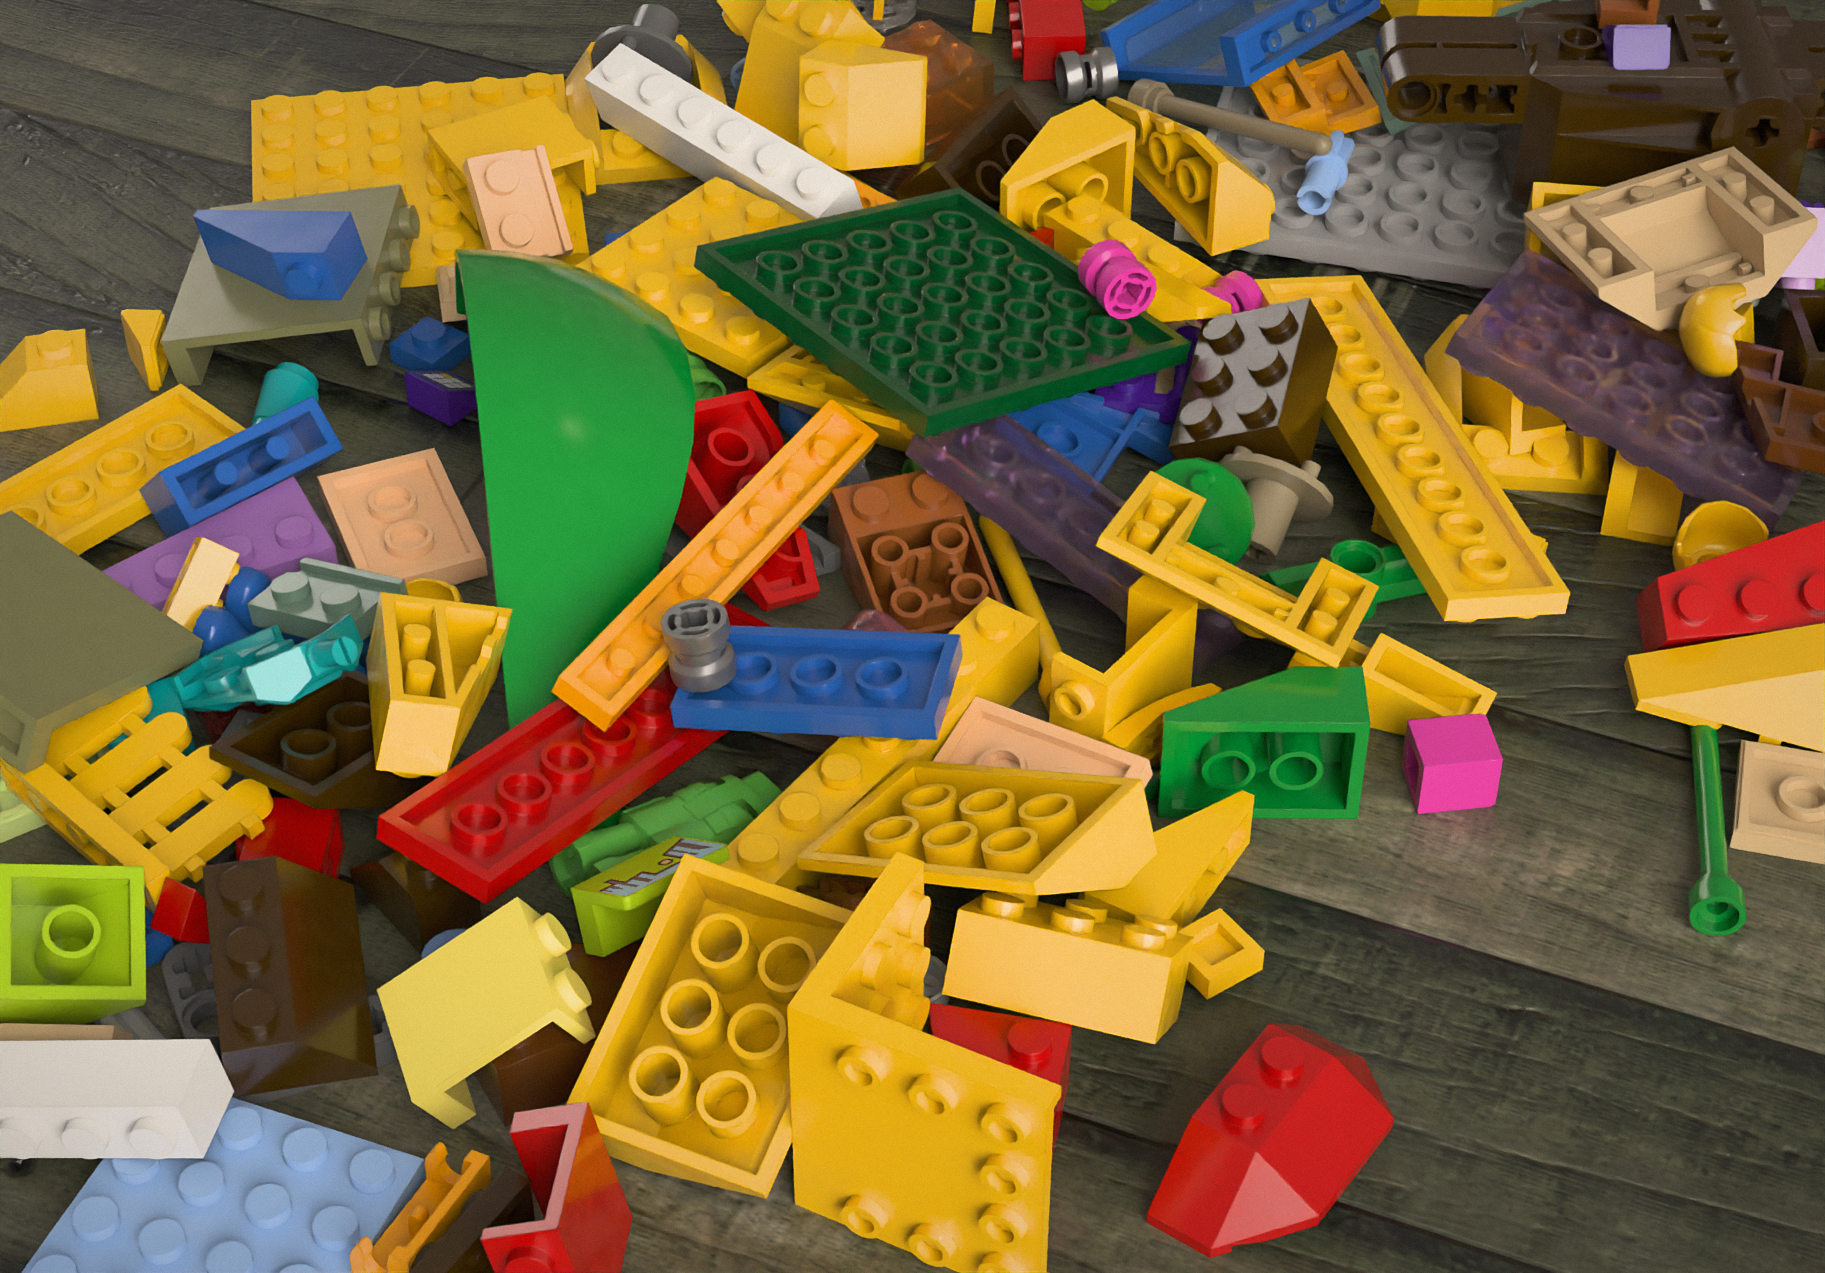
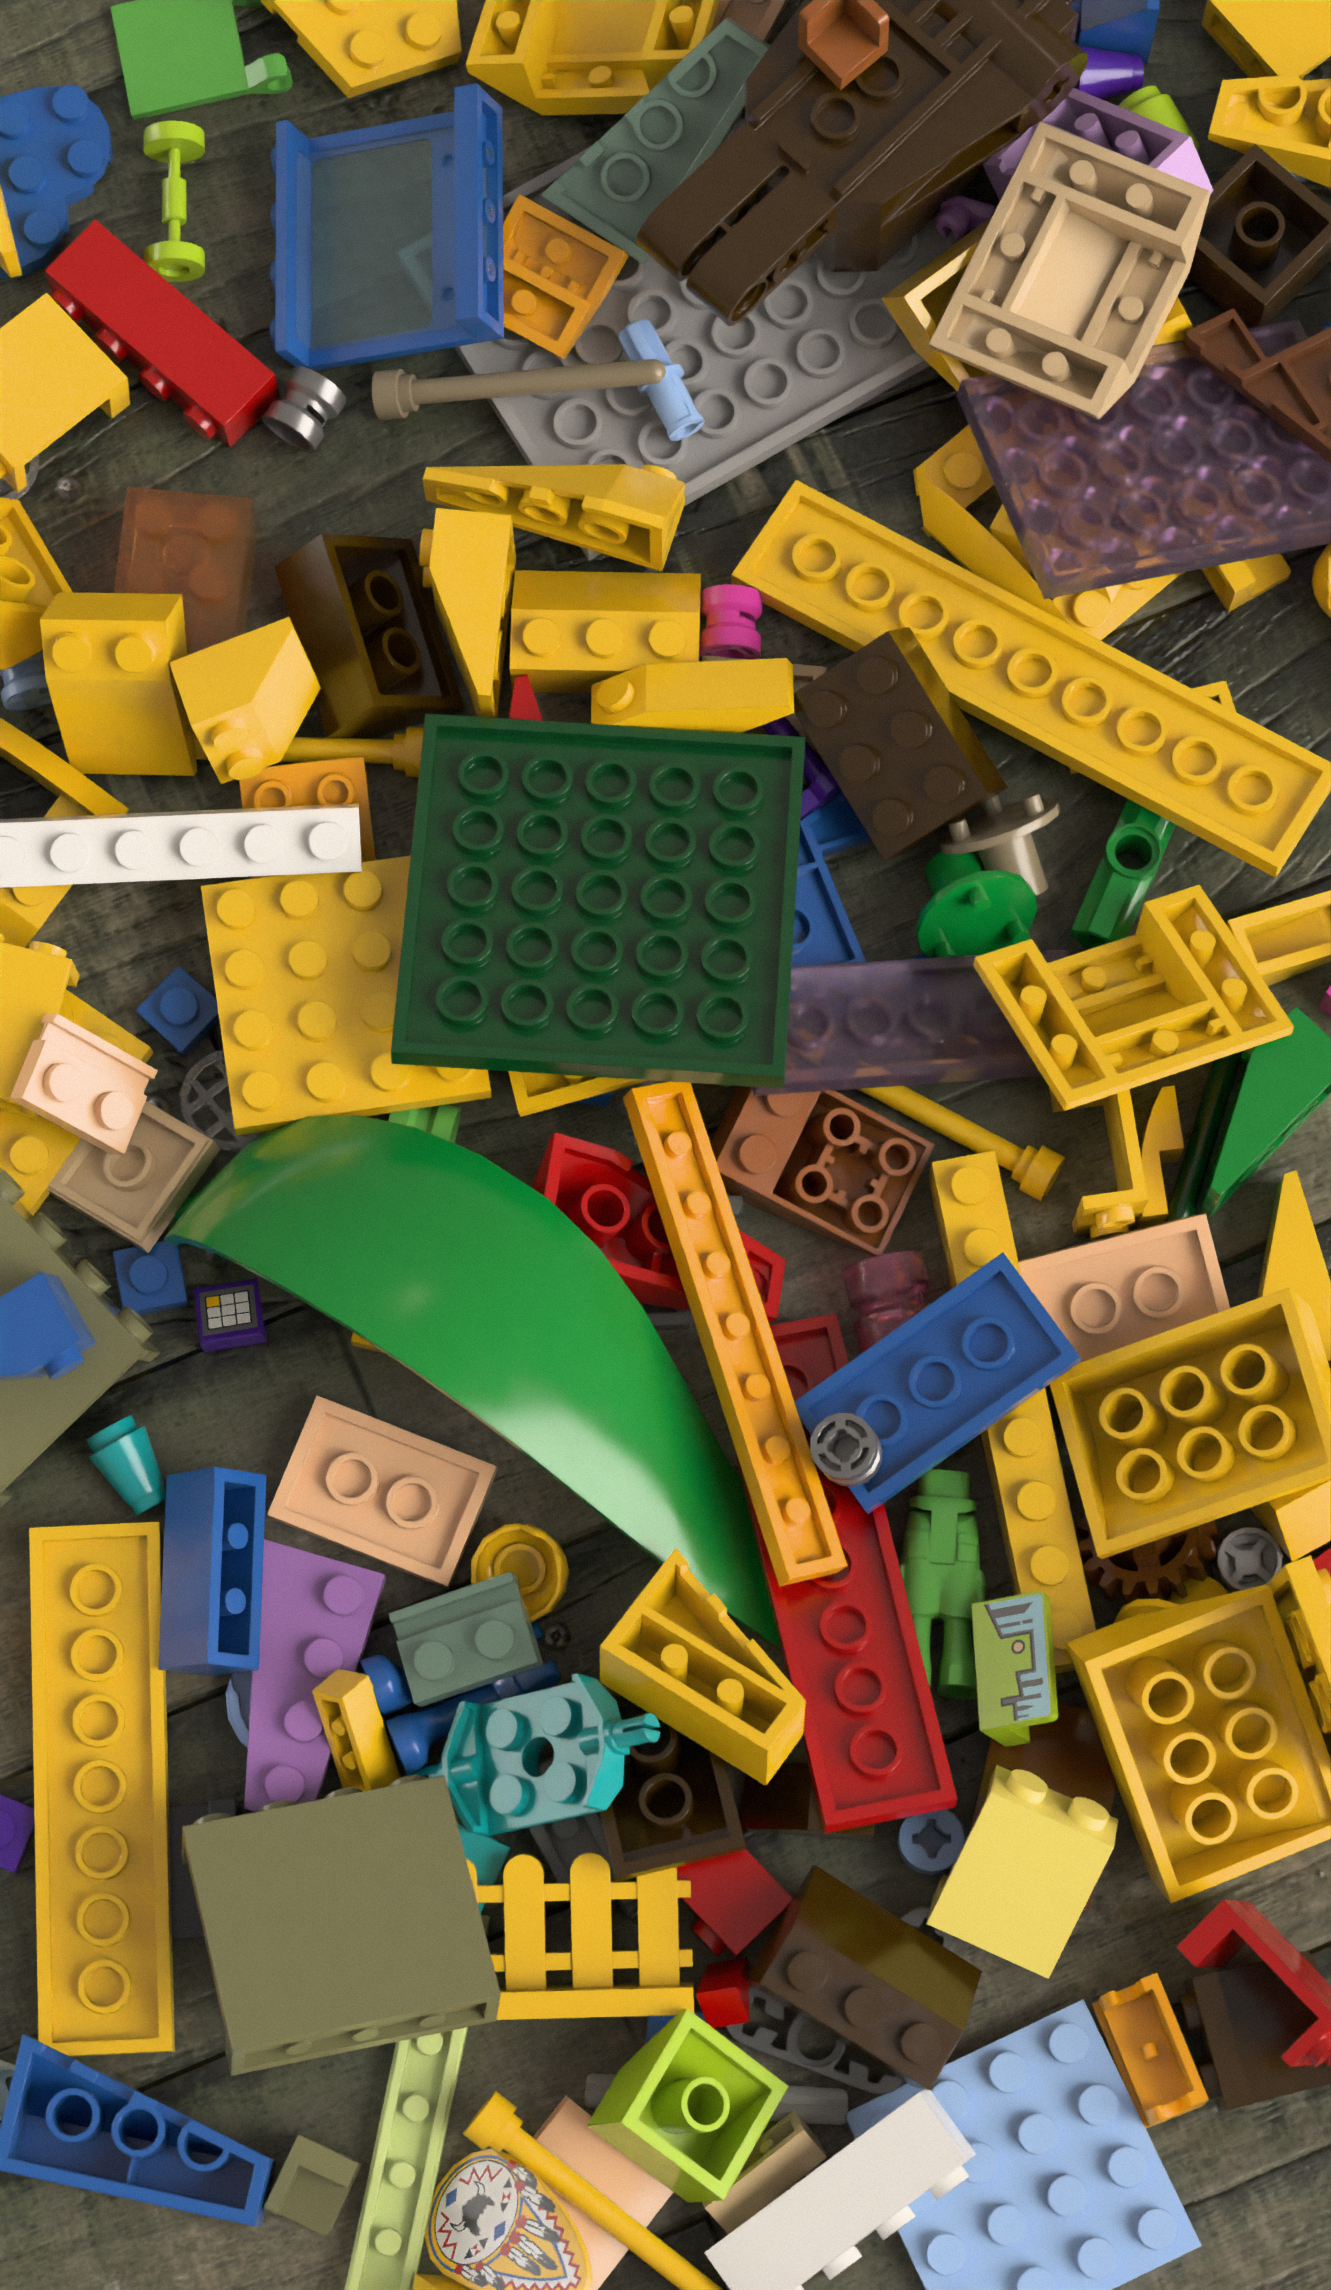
camera: 45 degrees left, 35 degrees up
(1117, 279) = (706, 739): dark pink wheel -> none
(1637, 46) = (901, 95): slope -> none
(1709, 328) = (1186, 357): yellow hair -> none

